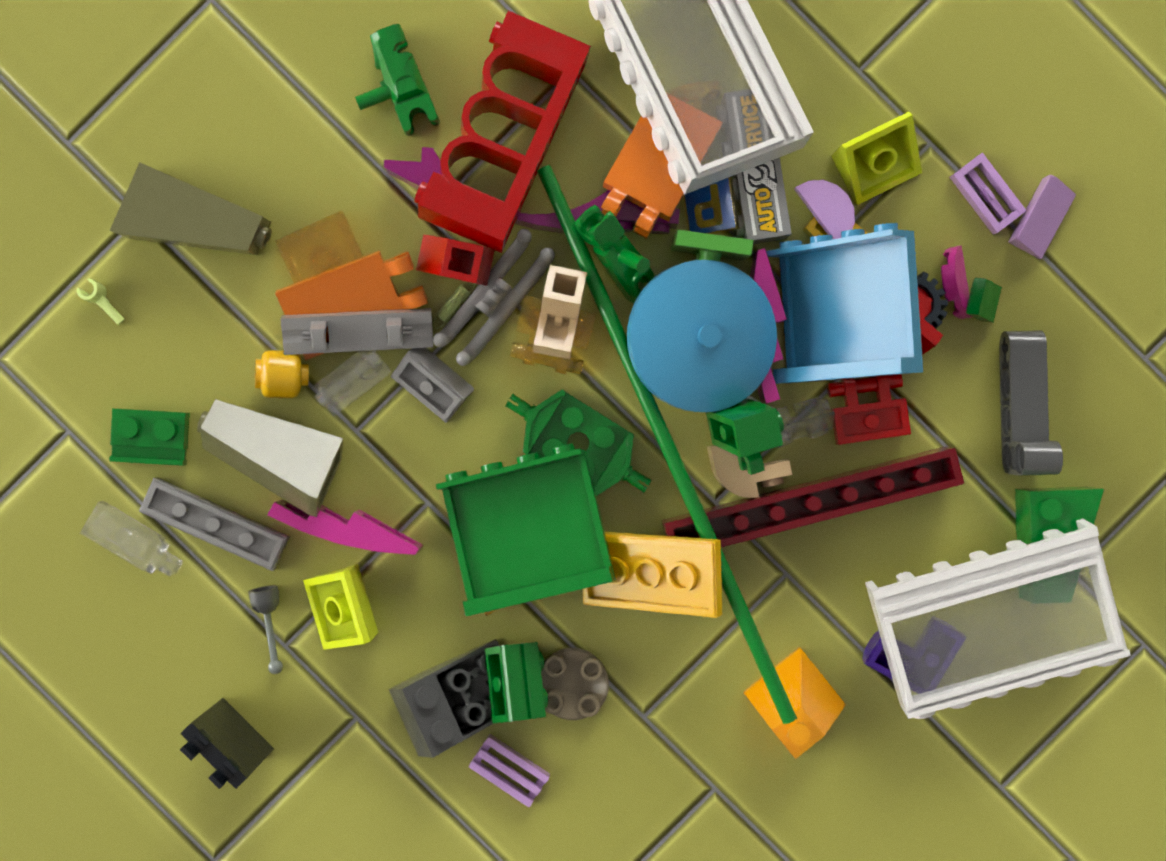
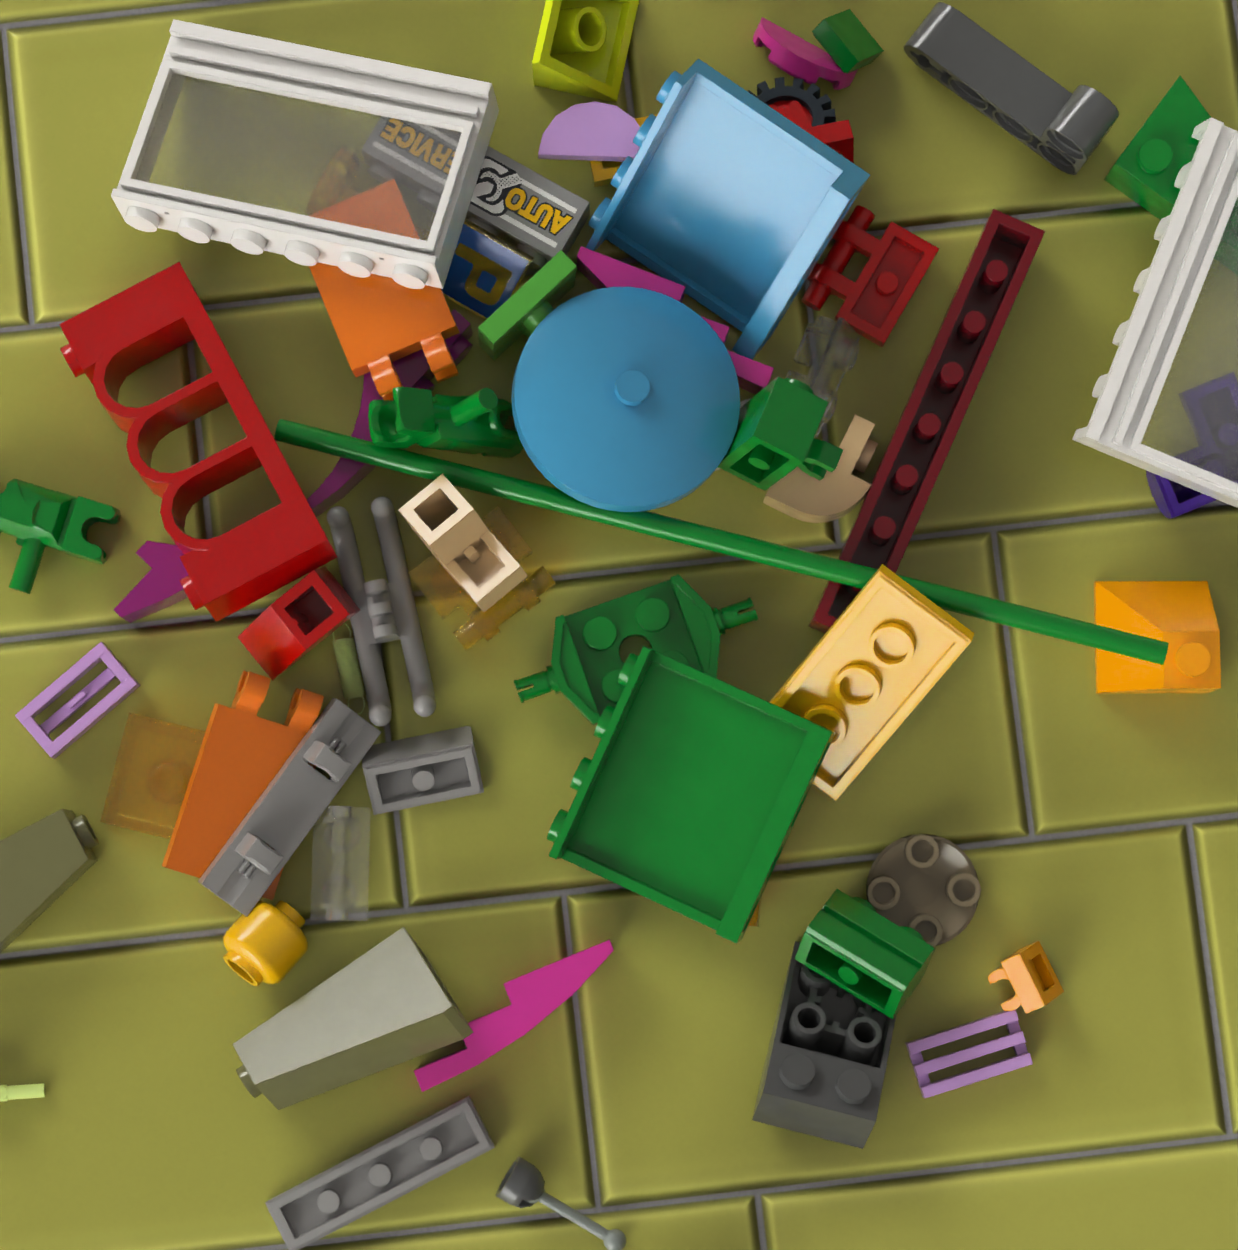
camera: 55 degrees left, 5 degrees down
(149, 436) = (210, 1168): green plate -> none
(341, 608) = (605, 1101): neon yellow slope -> none
(358, 185) = (62, 684): none -> lavender tile
(571, 774) = (1030, 977): none -> light orange tile

